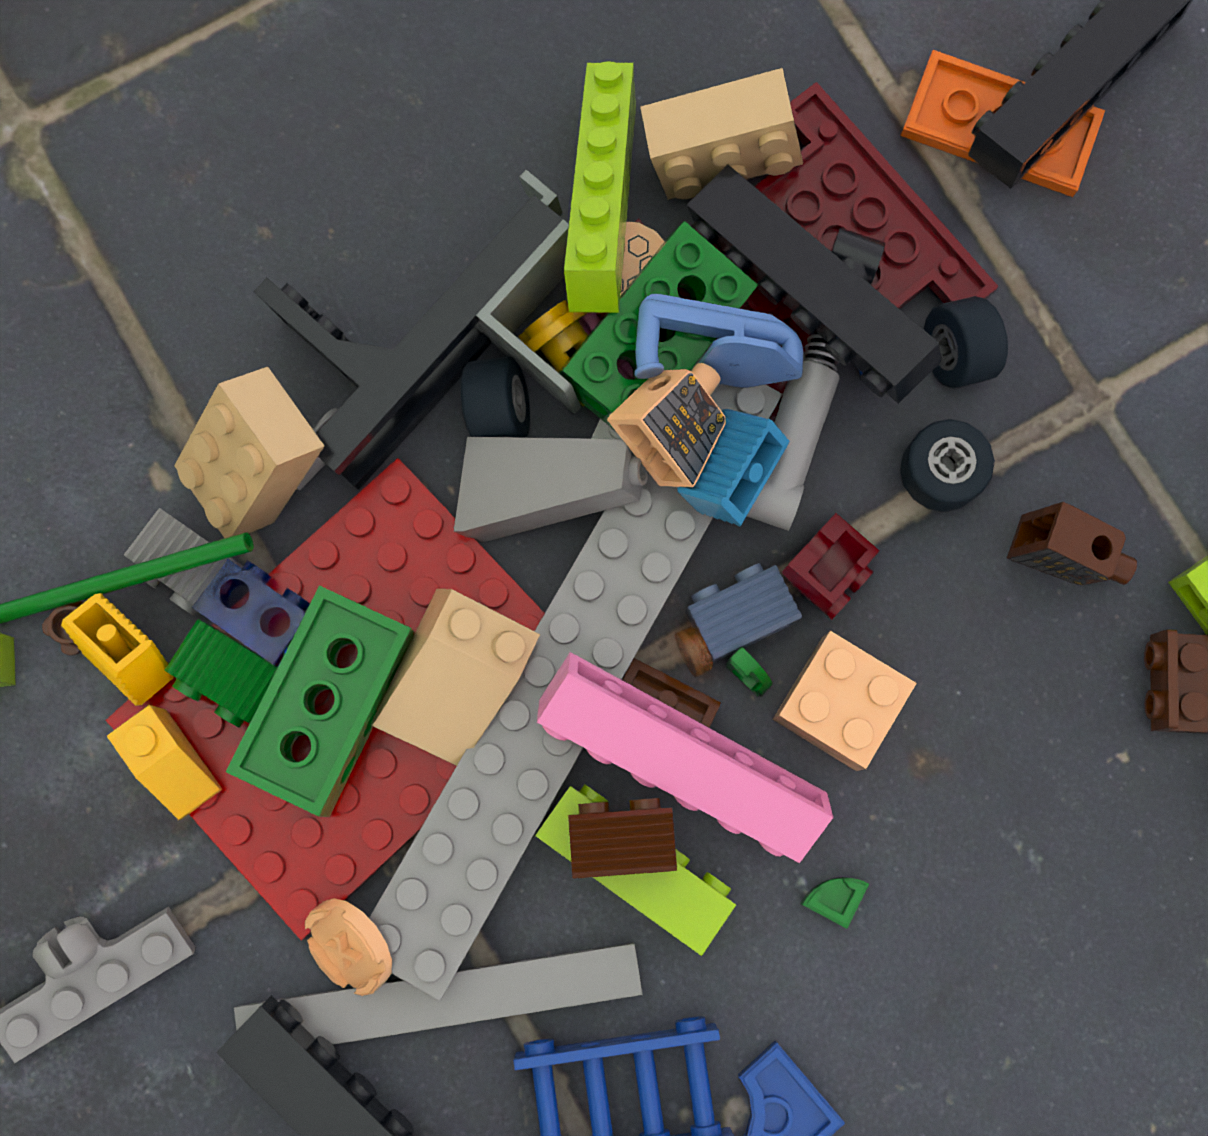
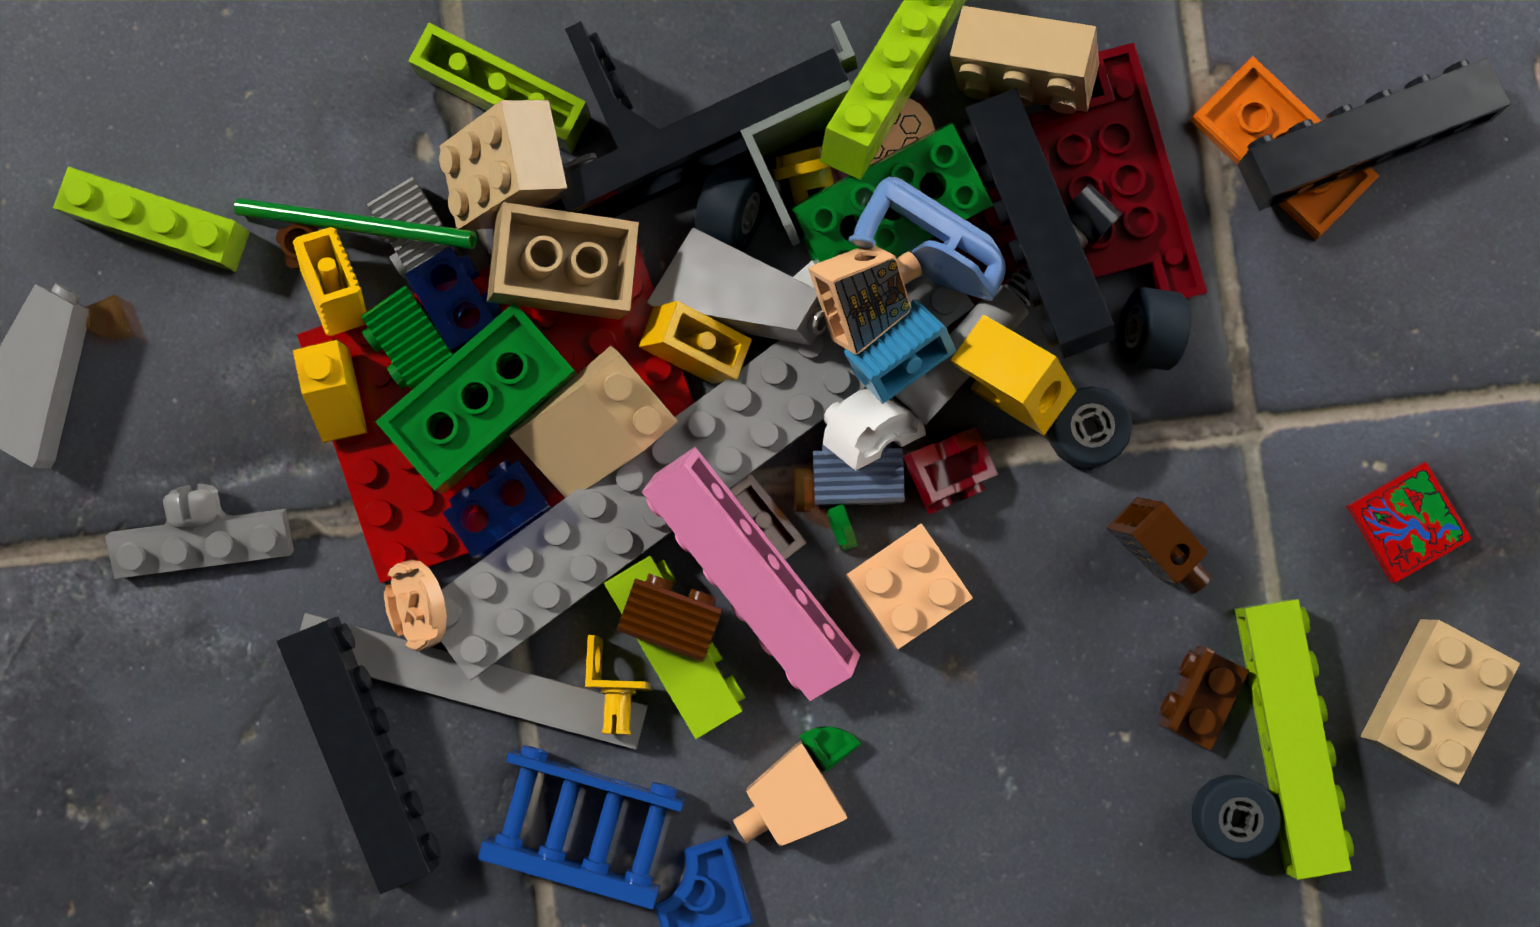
camera: 30 degrees right, 5 degrees up
(188, 378) = (489, 79): none -> lime brick
(350, 524) = (562, 261): none -> tan brick
(402, 815) = (503, 520): none -> clear blue brick
(520, 549) = (695, 342): none -> yellow brick
(598, 945) = (617, 693): none -> yellow bracket
(729, 559) = (863, 427): none -> white cylinder
(825, 975) = (790, 800): none -> light nougat torso
(855, 441) = (1014, 374): none -> yellow piece

